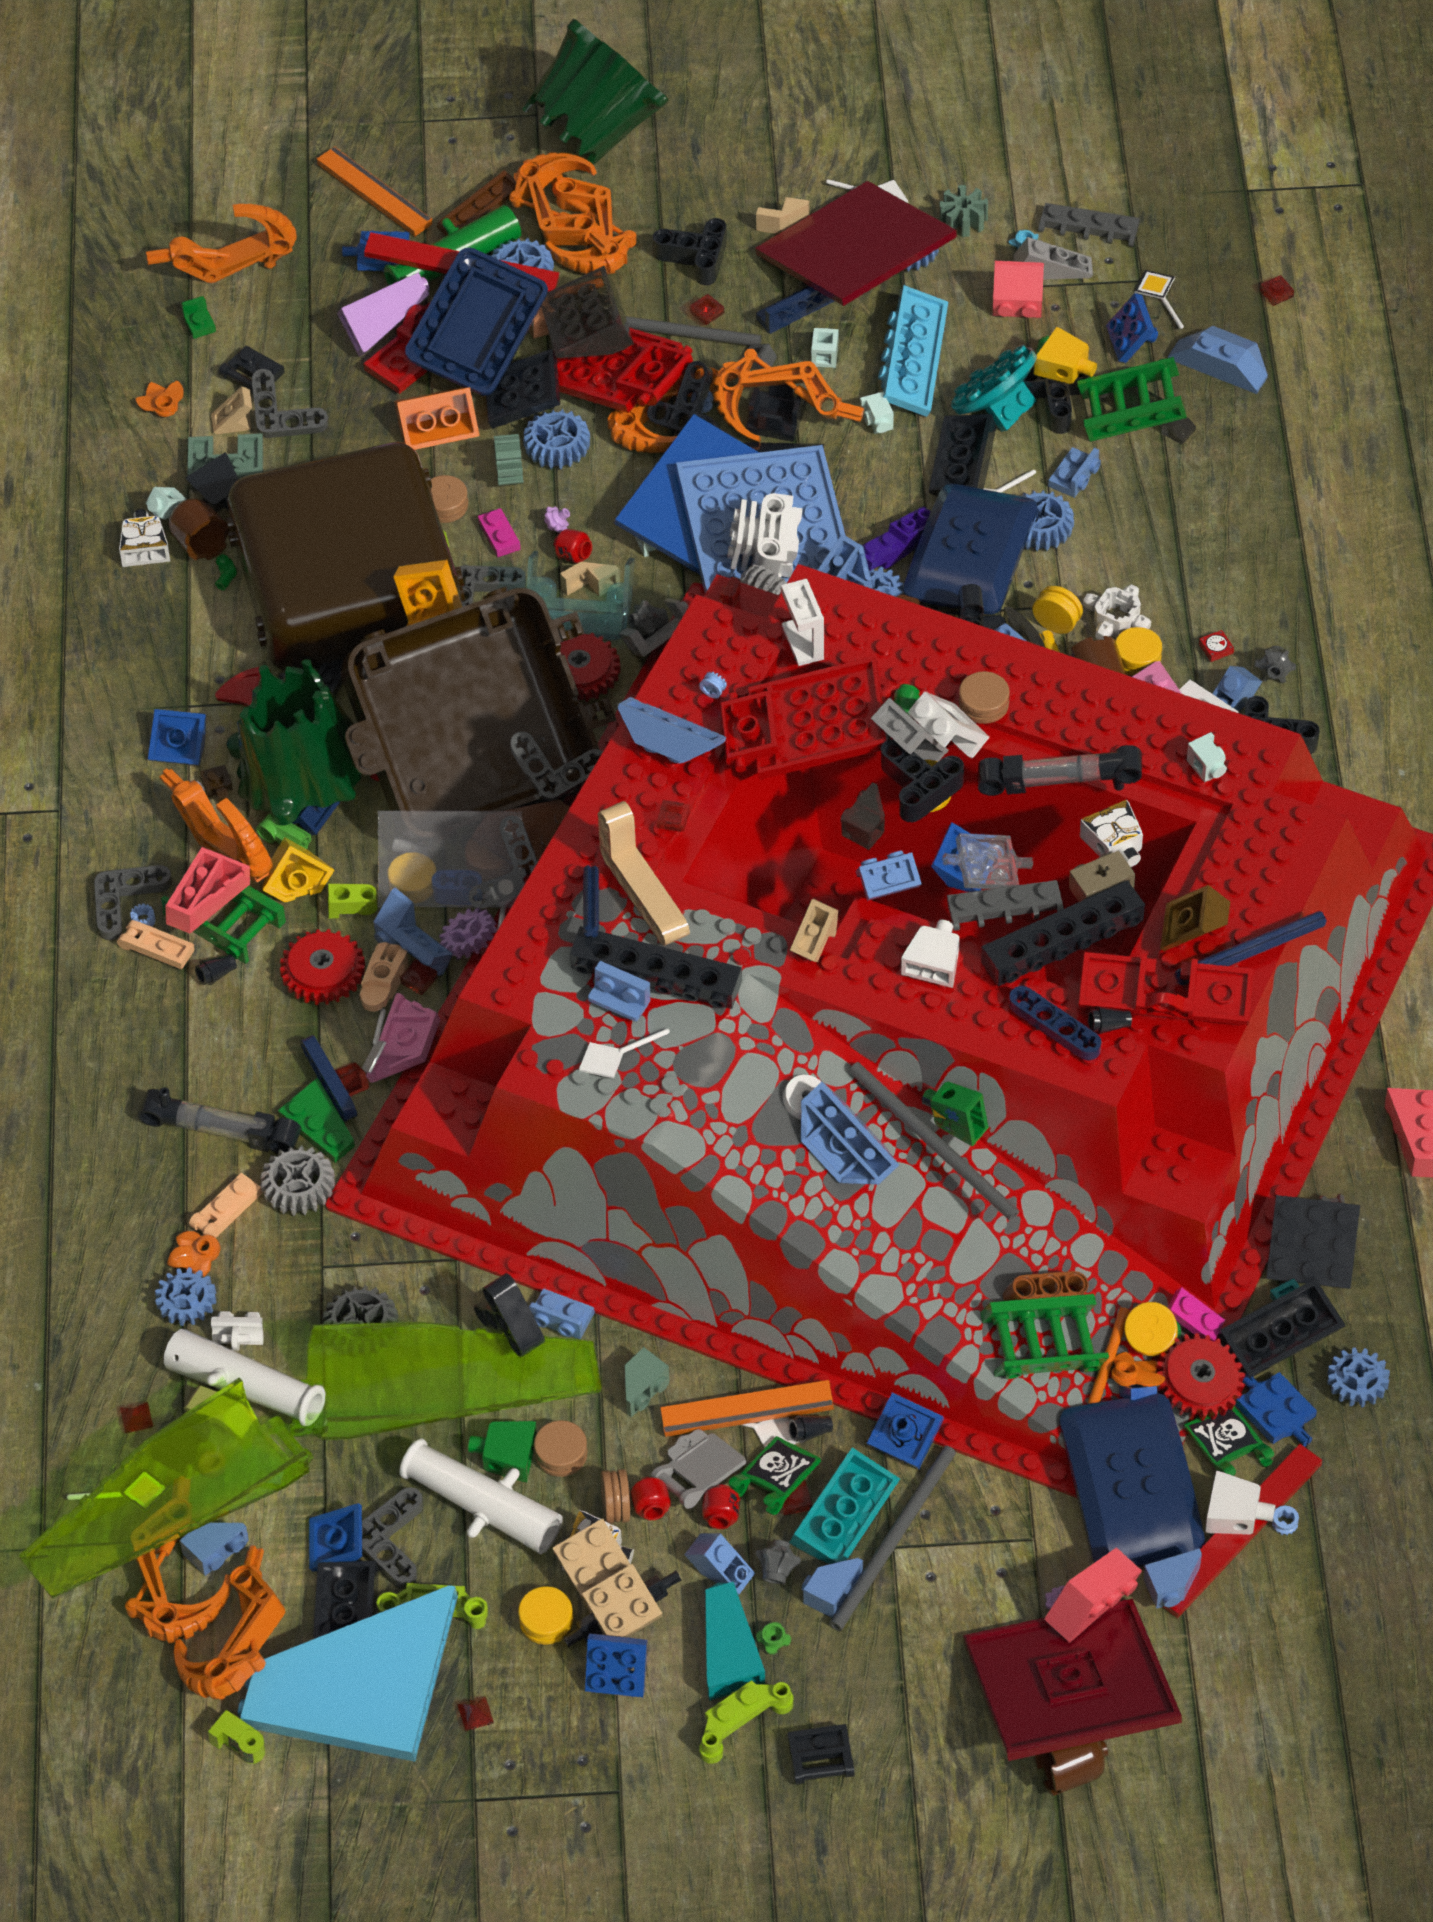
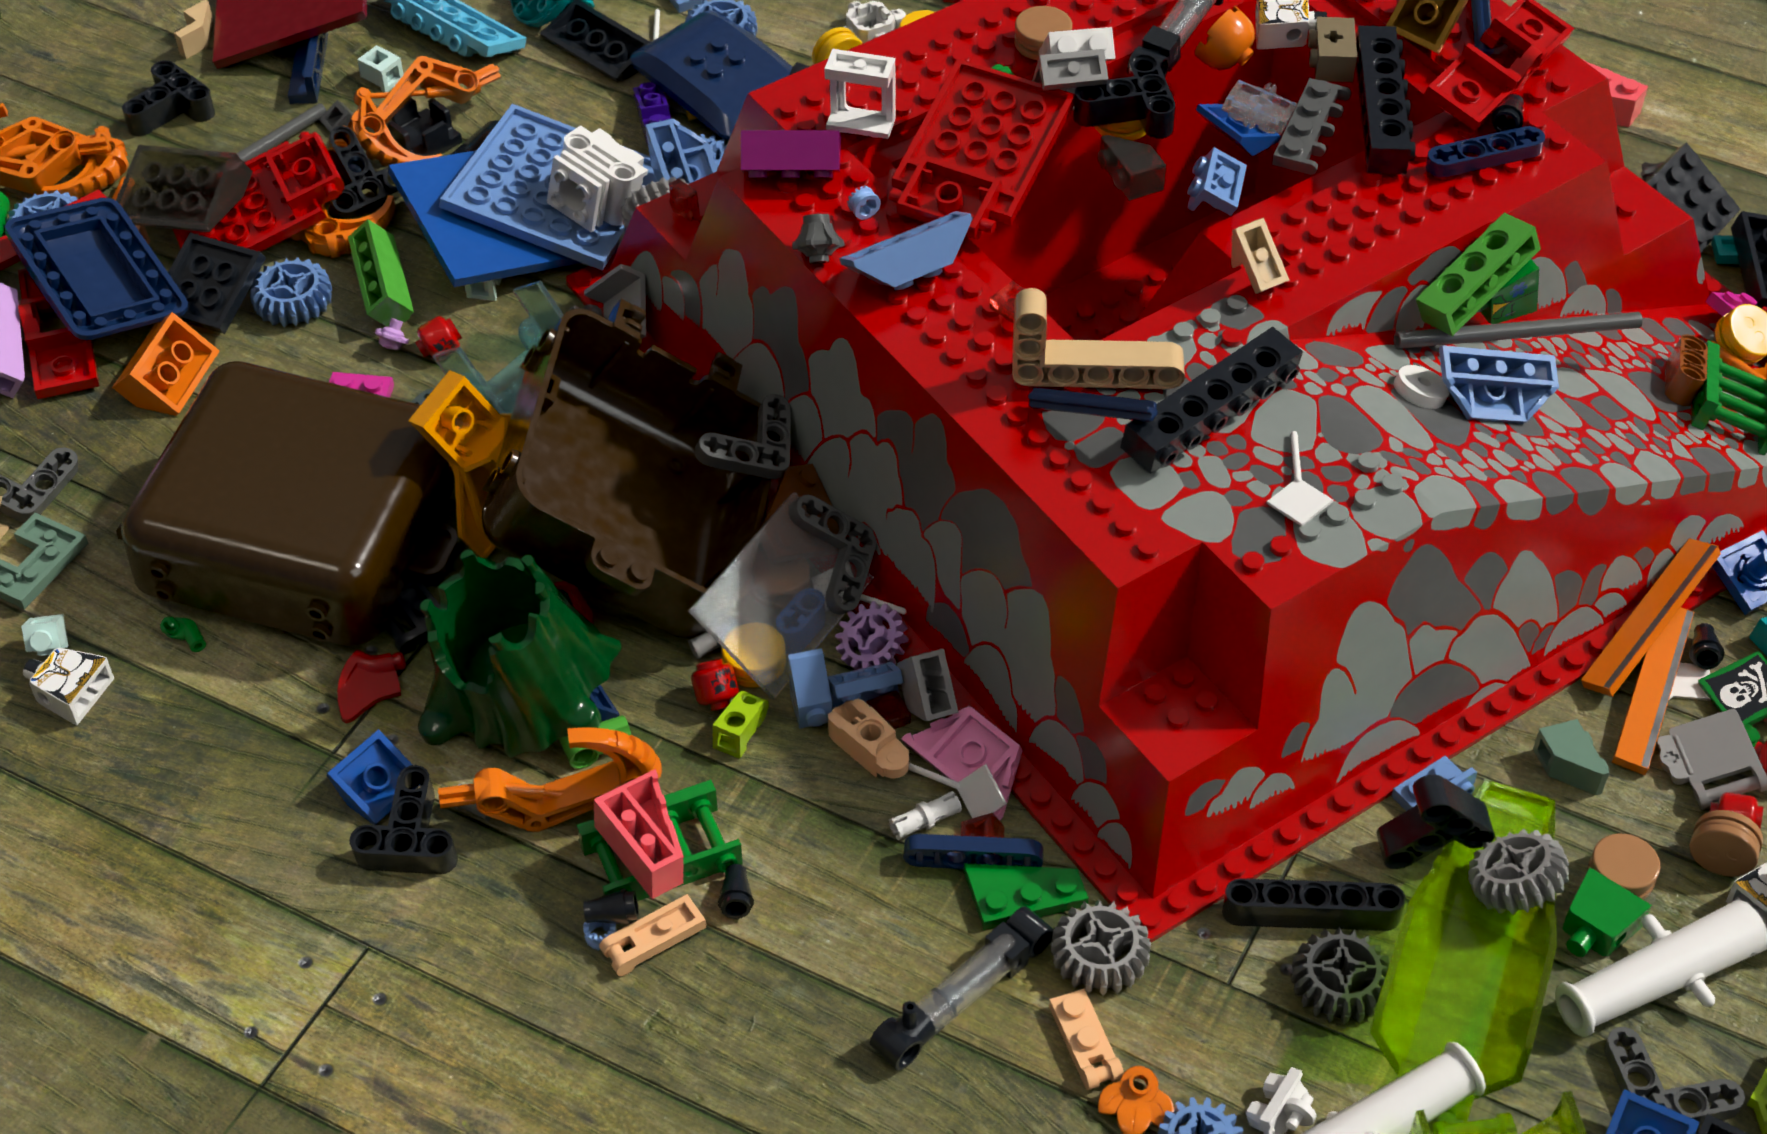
camera: 60 degrees left, 5 degrees down
(119, 887) = (542, 942): dark grey beam -> none
(142, 778) = (410, 833): none -> black beam
(152, 910) = (615, 907): none -> black cone
(198, 529) = (108, 621): reddish brown cylinder -> none
(214, 482) = (69, 578): black torso -> none
(216, 782) = (464, 767): dark brown plate -> none
(295, 872) = (675, 745): yellow slope -> none
(322, 966) = (813, 788): red gear -> none
(344, 1038) = (925, 815): none -> white pin
(365, 867) = (714, 683): none -> red head
(404, 1271) = (1329, 897): none -> black beam
(437, 976) = (928, 684): none -> light grey torso
(500, 1379) = (1518, 871): none -> light grey gear
(508, 459) = (286, 332): sand green gear -> none
(596, 575) = (490, 340): tan slope -> none
(605, 477) = (380, 274): none -> bright green brick
(620, 991) = (1227, 438): medium blue bracket -> none
(655, 678) = (817, 238): none -> dark grey rock
(706, 309) = (247, 124): clear red plate -> none
(733, 617) = (790, 152): none -> magenta slope
(804, 1377) = (1650, 617): none -> orange tile
(877, 412) = (505, 63): light aqua brick -> none
(932, 1078) = (1478, 274): none -> bright green brick
(933, 954) = (1347, 191): white torso -> none
(1051, 810) = (1228, 41): none -> orange cylinder

